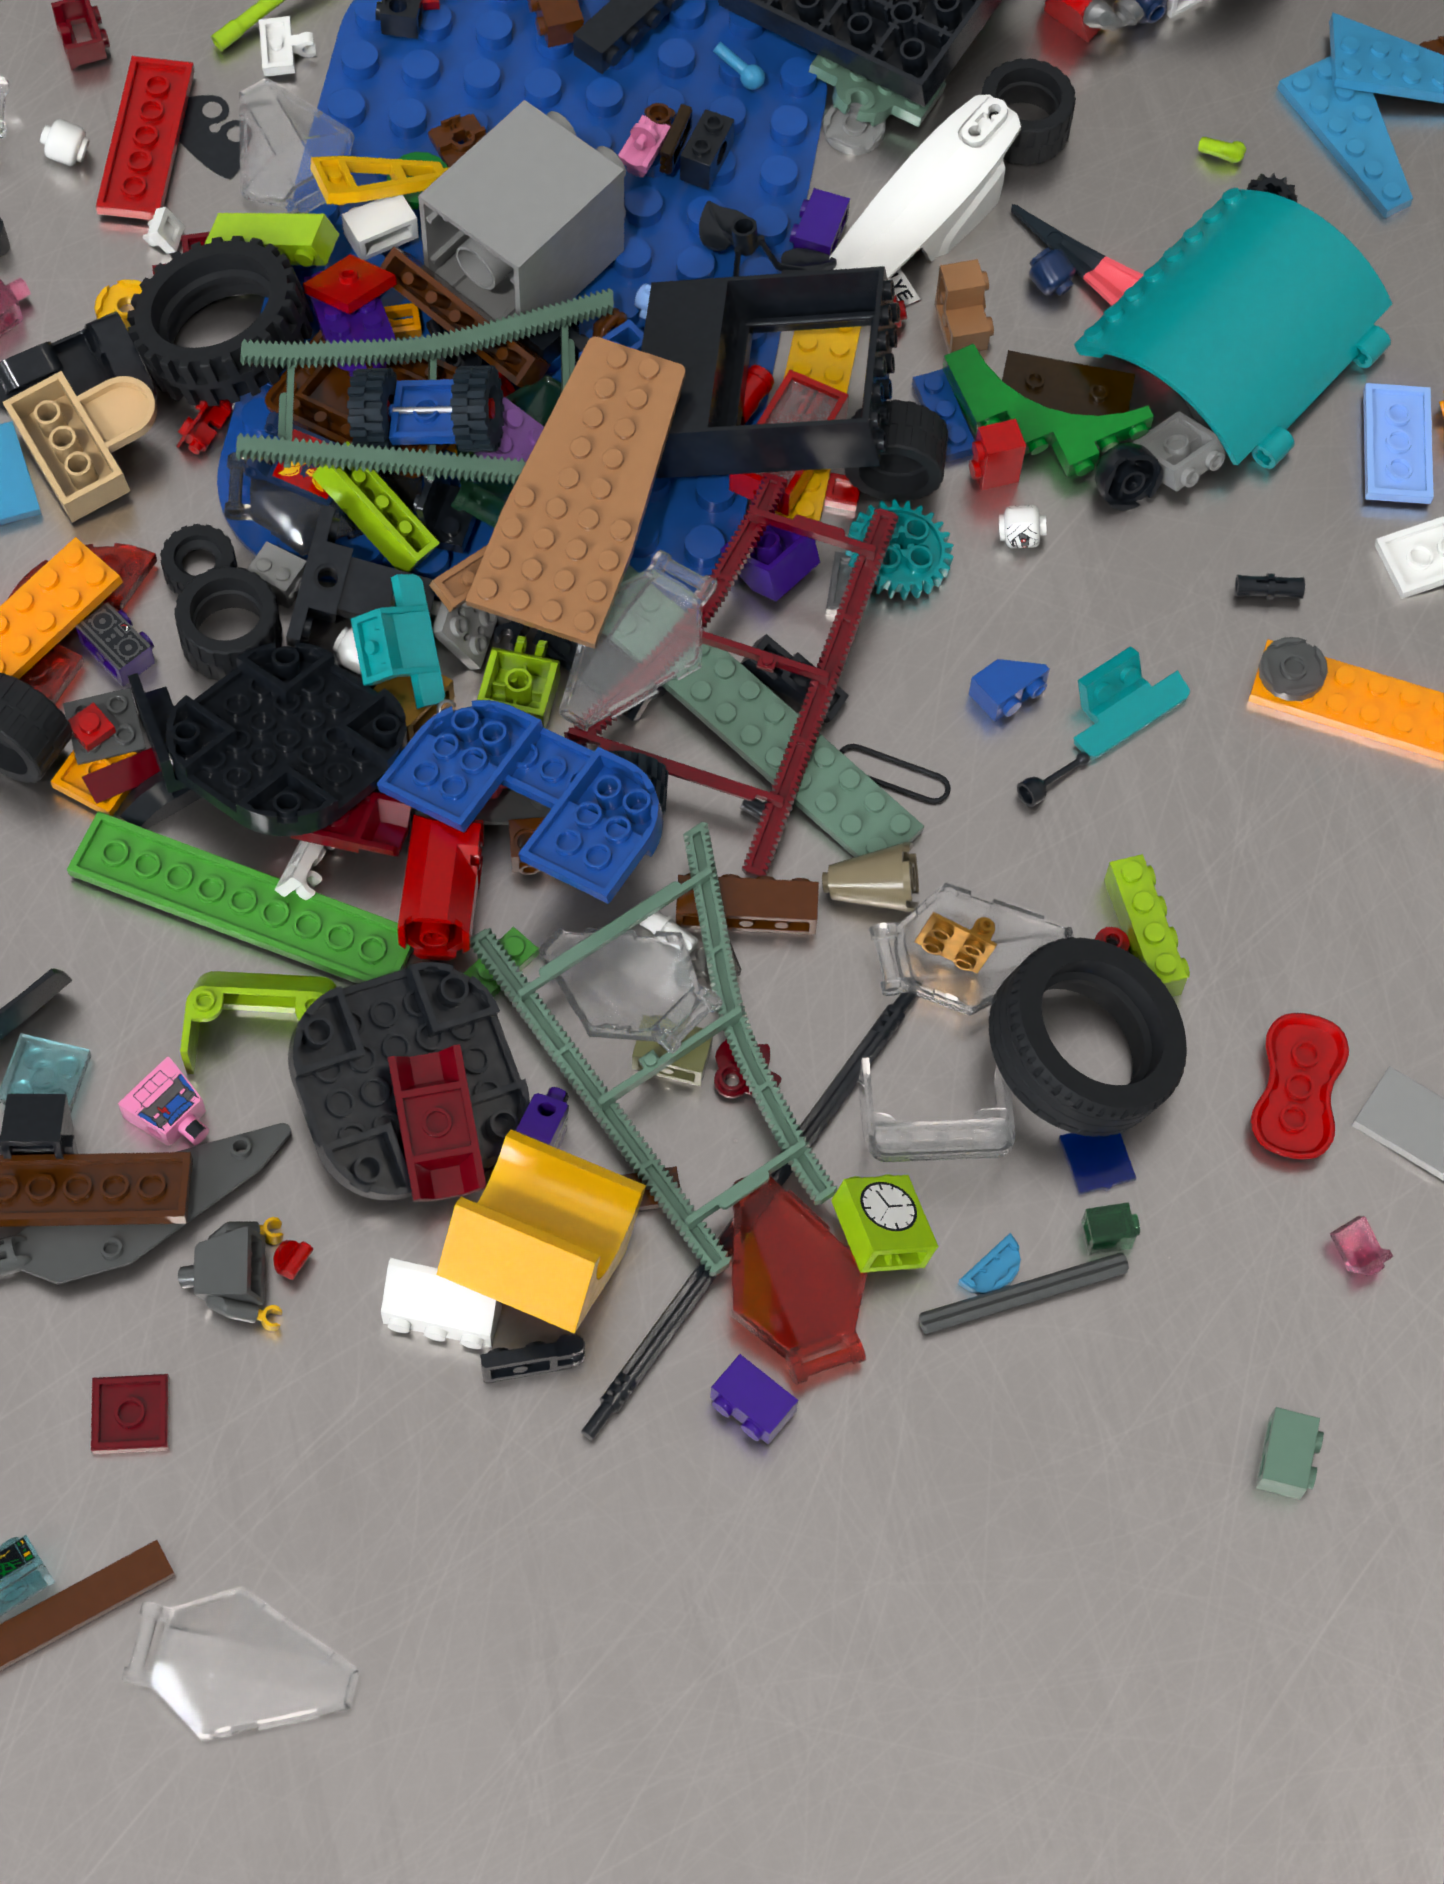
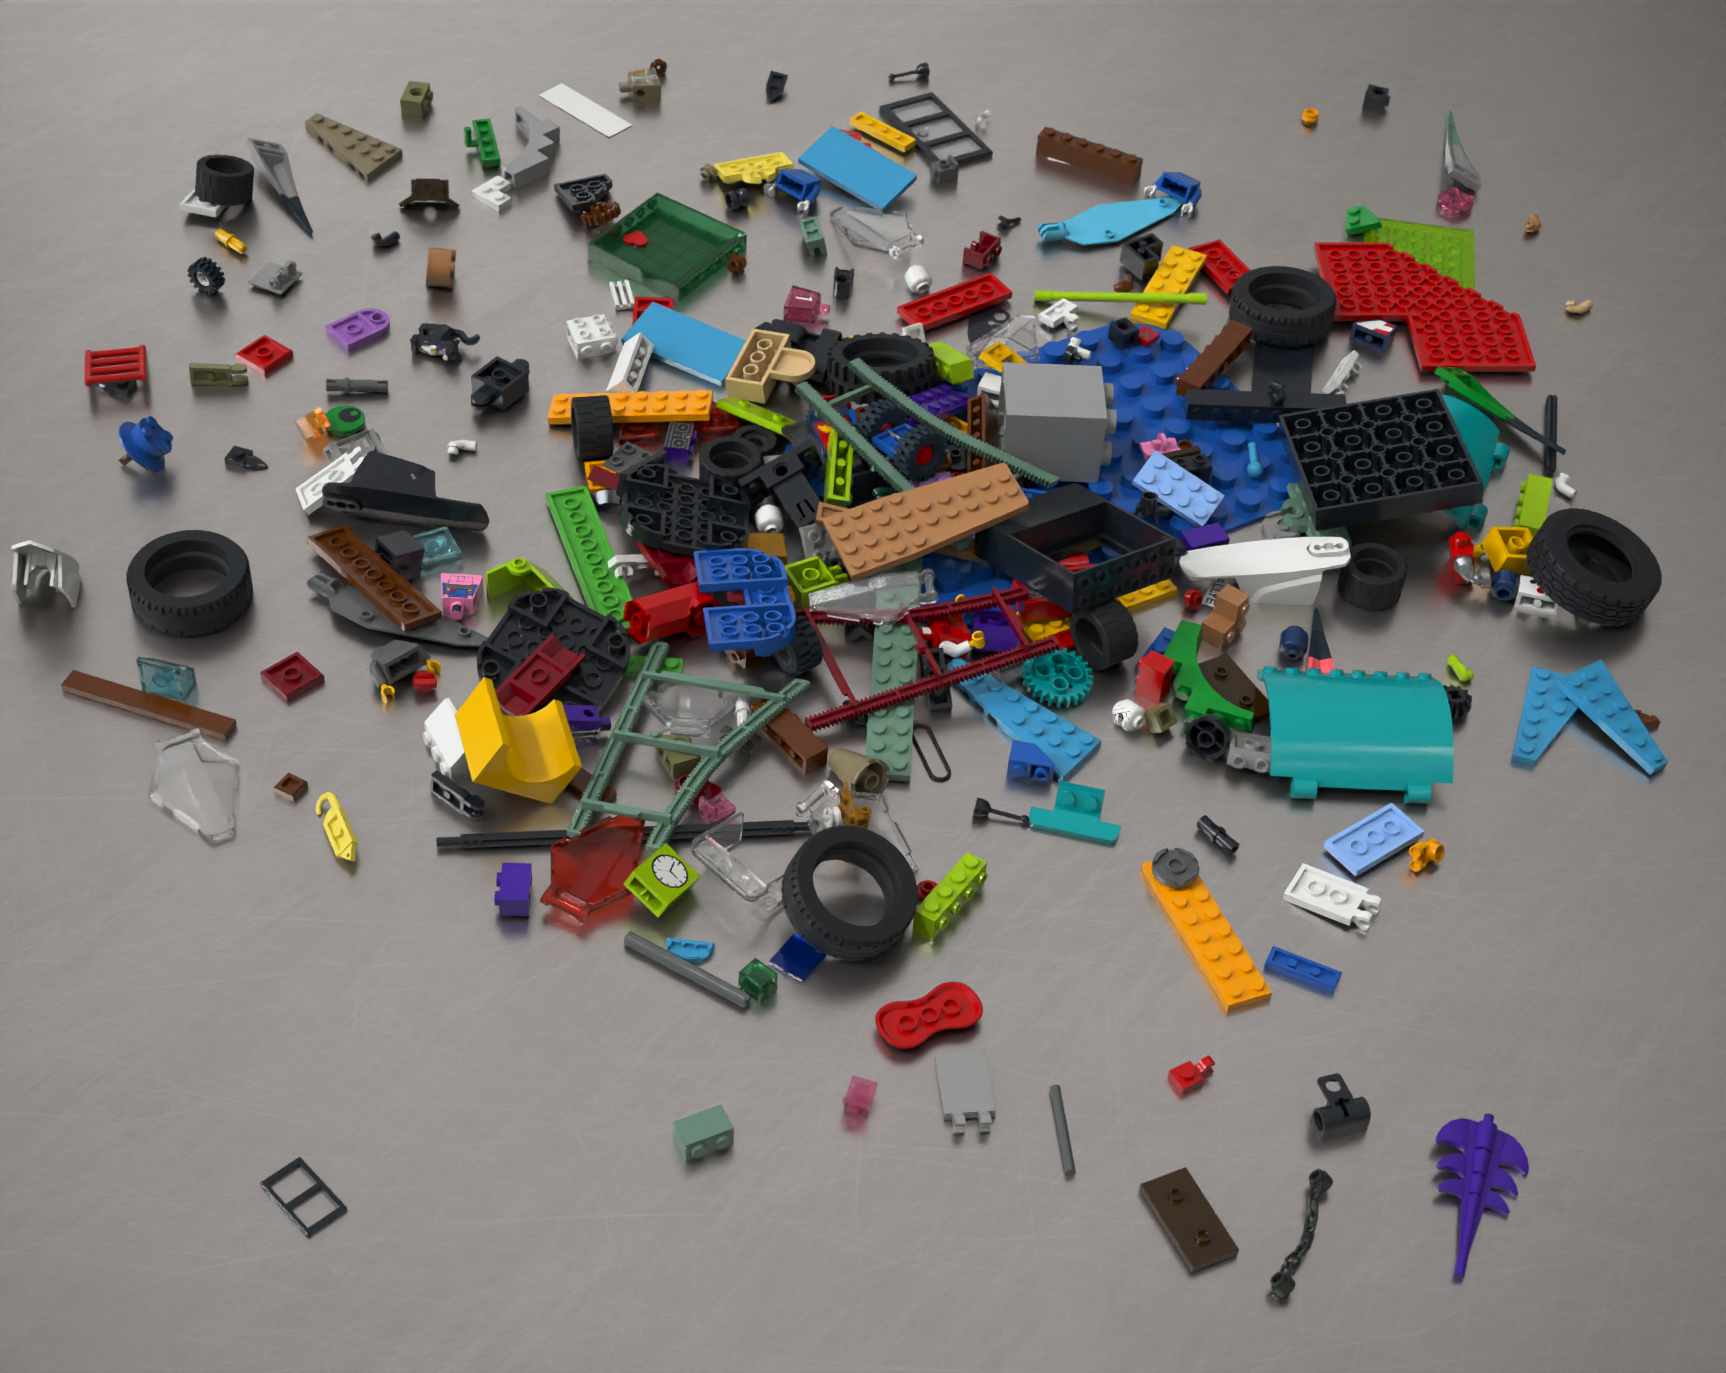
camera: 50 degrees right, 20 degrees down
(91, 727) = (622, 453): red plate -> none
(155, 515) = (754, 413): none -> lime plate
(337, 1548) = (290, 787): none -> reddish brown tile
(350, 284) = (948, 392): red plate -> none
(378, 85) = (1086, 354): none -> white arm
(387, 99) = (1071, 356): none -> black tile
(401, 642) = (781, 519): teal plate -> none
(469, 1539) = (338, 827): none -> light yellow plate
(735, 184) = (1178, 489): none -> light blue plate
(749, 607) = (952, 635): none -> torso
(802, 1076) = (715, 809): none -> clear pink bracket
(932, 961) = (833, 817): none -> white bush
(938, 633) = (1030, 722): none -> dark azure wing
(1055, 499) = (1160, 717): none -> olive plate

